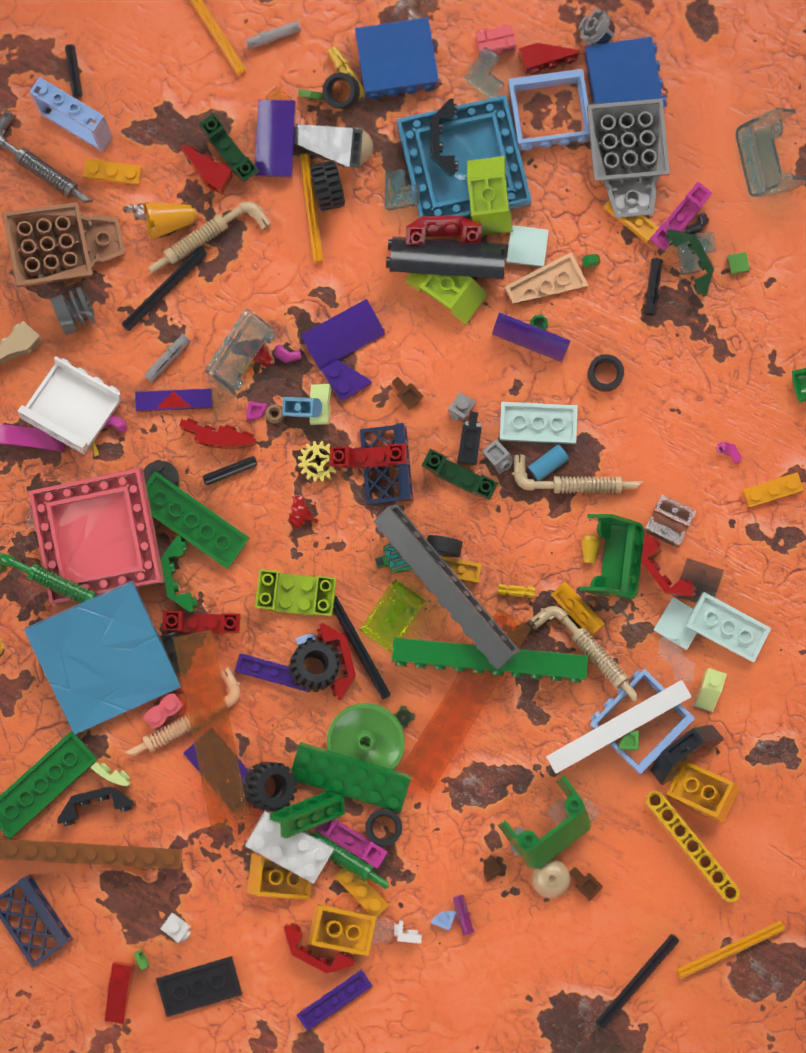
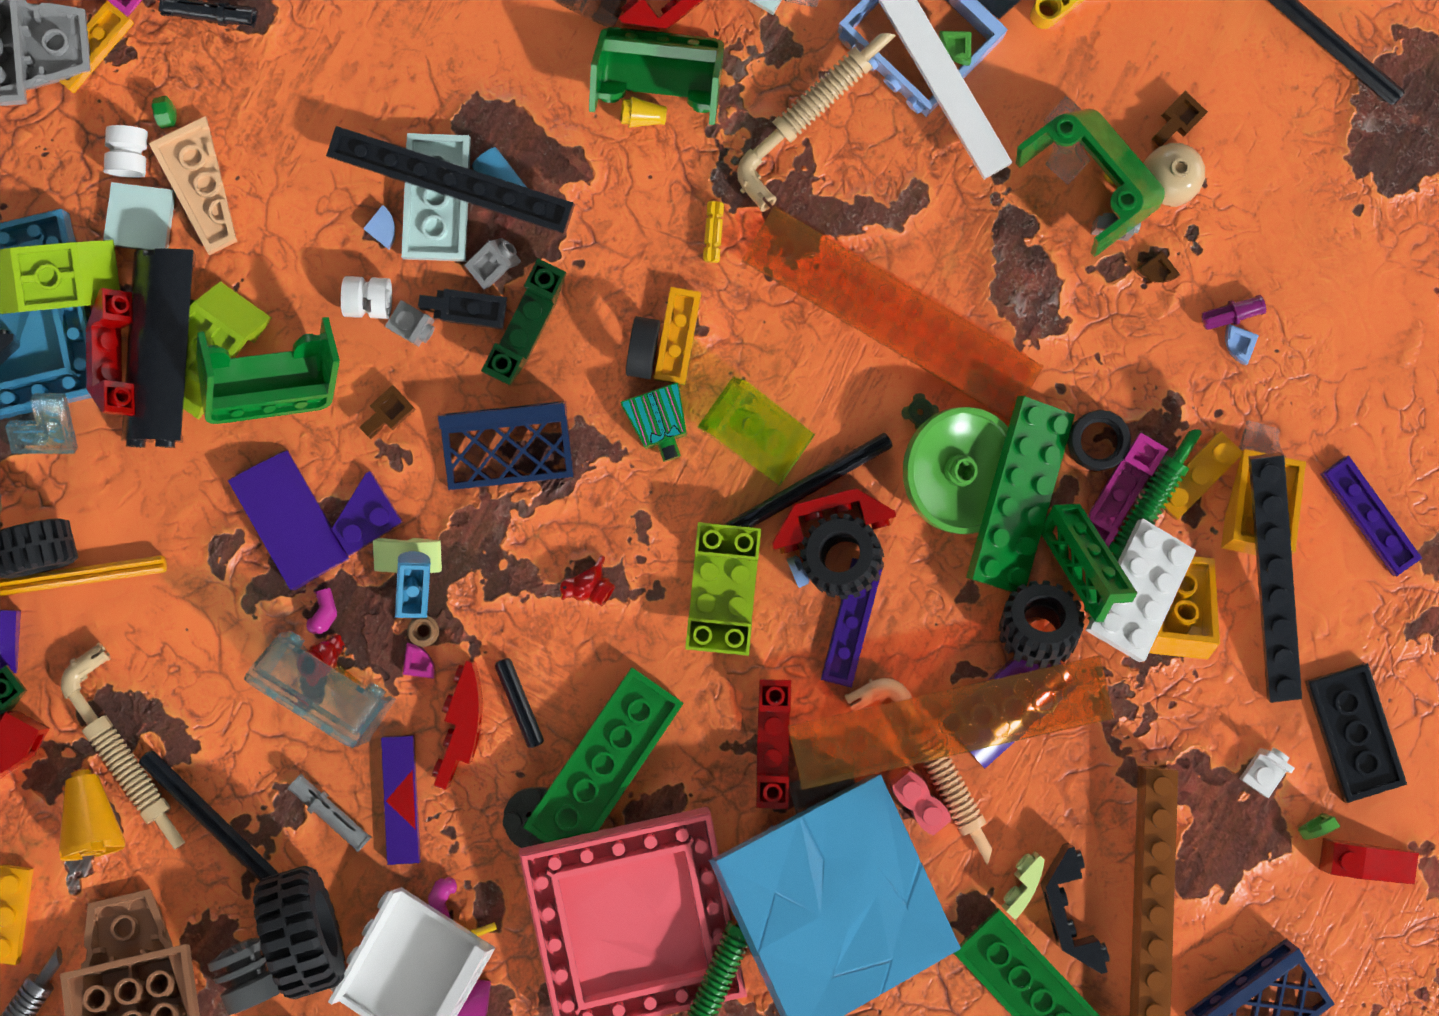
camera: 90 degrees left, 5 degrees up
(97, 340) = (299, 932): none -> black tyre
(176, 550) = (653, 787): green slope -> none
(294, 935) = (1316, 539): red slope -> none
(295, 931) = (1275, 576): none -> black plate
(309, 463) = (507, 571): light yellow gear -> none
(368, 457) = (496, 472): red slope -> none
(409, 936) = (1271, 397): white bracket -> none
(424, 322) = (268, 383): none -> green windscreen
(446, 586) = (713, 338): dark grey brick -> none
(469, 657) = (828, 271): green brick -> none
(476, 380) = (366, 297): none -> white wheel
(520, 390) = (382, 227): none -> light blue tile
(530, 337) = (293, 207): dark purple slope -> none
(539, 321) = (270, 197): green tile -> none
(546, 431) = (450, 180): none -> black plate
(566, 238) = (125, 151): none -> white wheel
(571, 484) = (538, 135): tan piece -> none
(577, 608) = (741, 133): light orange plate -> none
(610, 359) = (341, 67): black tyre -> none

